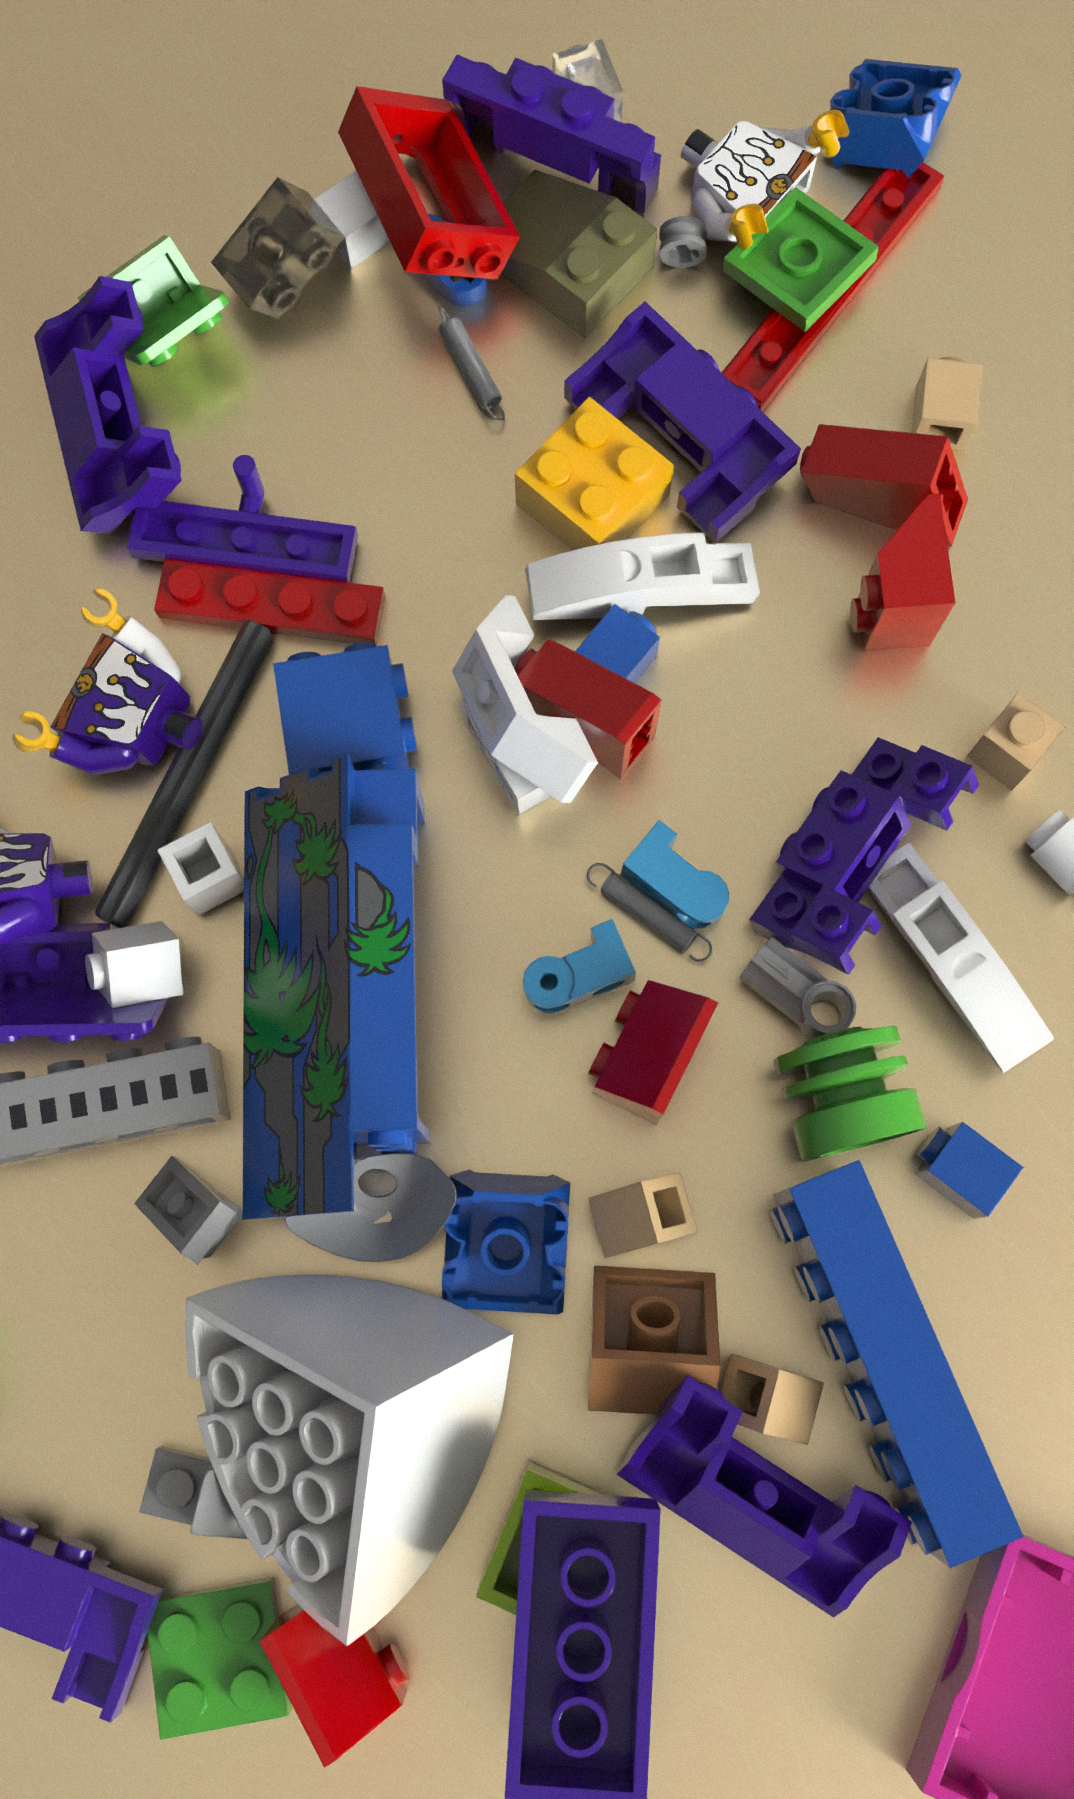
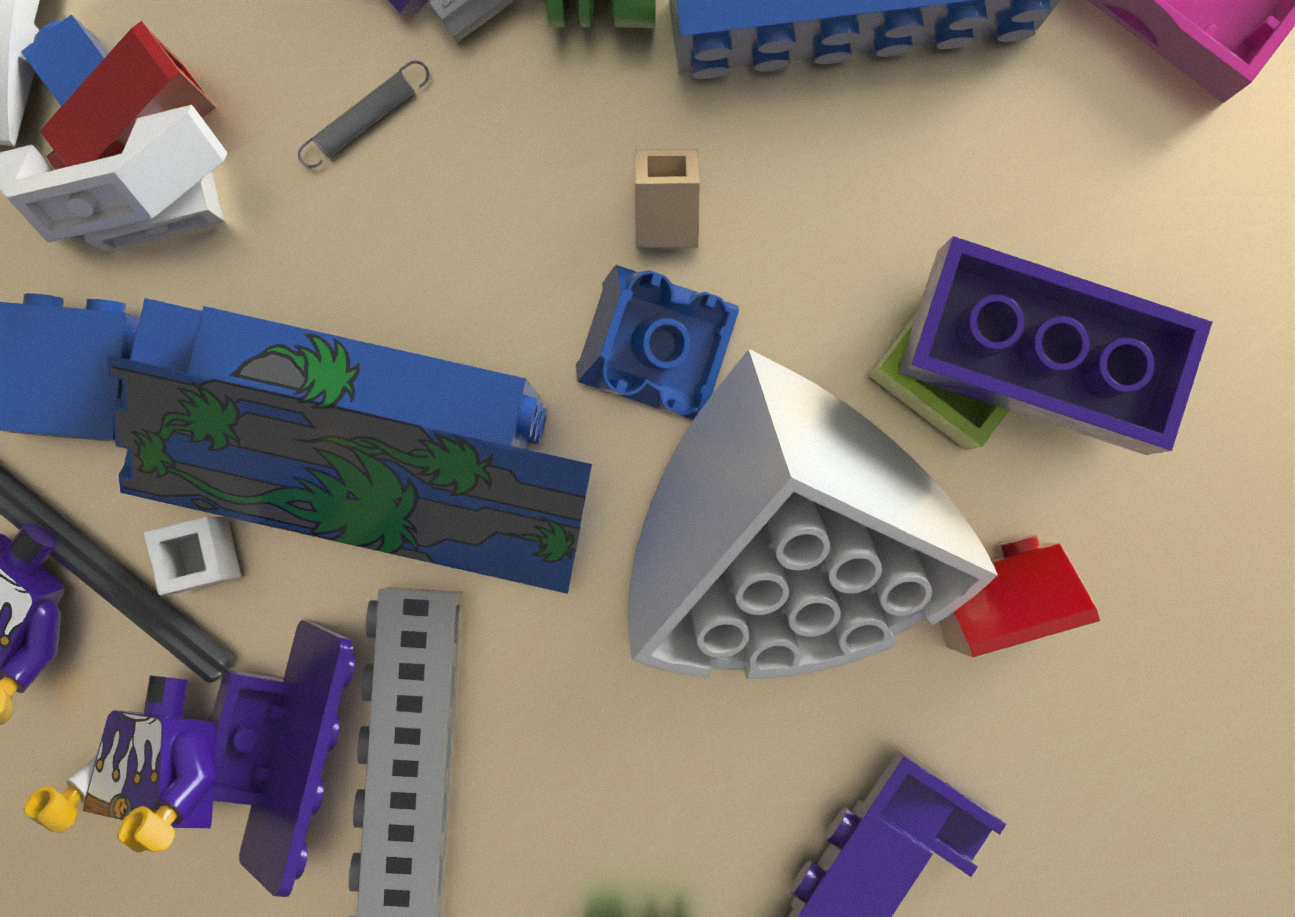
camera: 80 degrees left, 10 degrees up
(135, 964) = (276, 647): white brick -> none
(188, 1210) = (542, 651): light grey slope -> none
(188, 1492) = (815, 705): light grey slope -> none
(211, 1661) = (972, 714): bright green plate -> none
(417, 1209) = (600, 421): light grey piece -> none
(564, 982) = (413, 215): dark azure leg -> none
(649, 1336) = (789, 222): medium nougat slope -> none
(652, 1050) = (506, 141): red slope -> none
(673, 882) = (340, 76): dark azure leg -> none
(757, 1508) = (966, 165): dark purple bracket -> none
(772, 1398) = (871, 125): tan brick -> none

